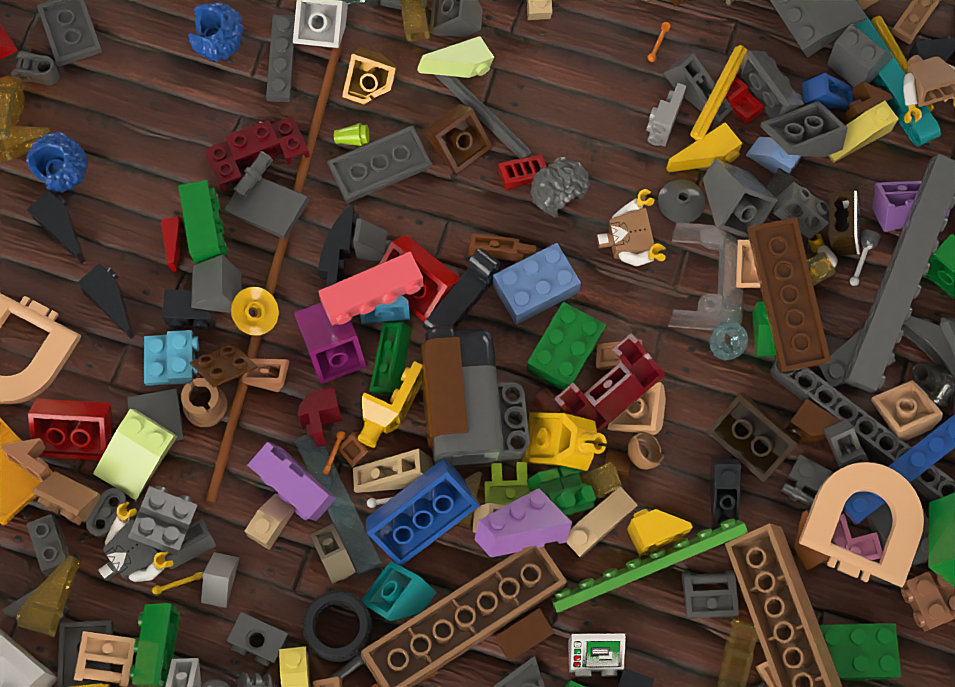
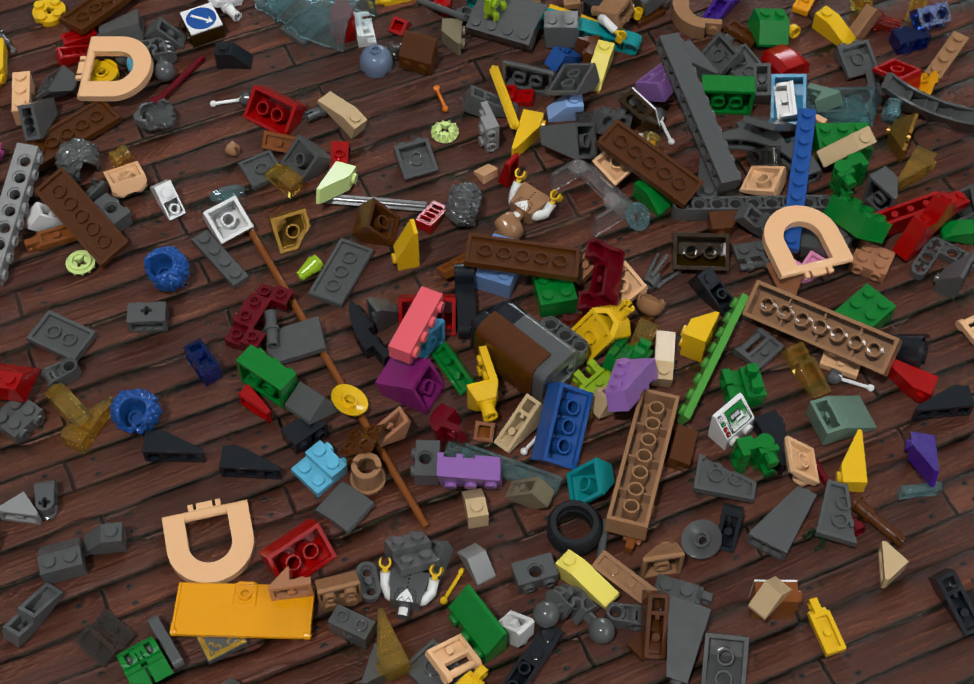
camera: 40 degrees left, 15 degrees down
(134, 453) = (355, 531): yellowish green slope -> none
(159, 68) = (147, 317): none -> dark grey brick
(161, 158) = (202, 362): none -> clear blue brick
(272, 421) = (425, 451): none -> dark grey brick
(340, 436) = (468, 431): orange hinge -> none
(456, 192) = (407, 248): none -> yellow slope
(497, 29) = (339, 152): none -> red plate
(551, 297) = (522, 257): none -> reddish brown plate
(564, 93) = (415, 158): none -> dark grey plate
(581, 248) = (509, 226): none -> medium nougat helmet
(618, 89) = (445, 137): none -> yellowish green gear
(623, 165) = (486, 173): none -> light nougat slope
(642, 181) = (507, 174): none -> red slope
(650, 622) = (744, 381): none -> green hips
(676, 422) = (652, 278): none -> dark grey plant
(679, 210) = (537, 168): dark grey dish -> none

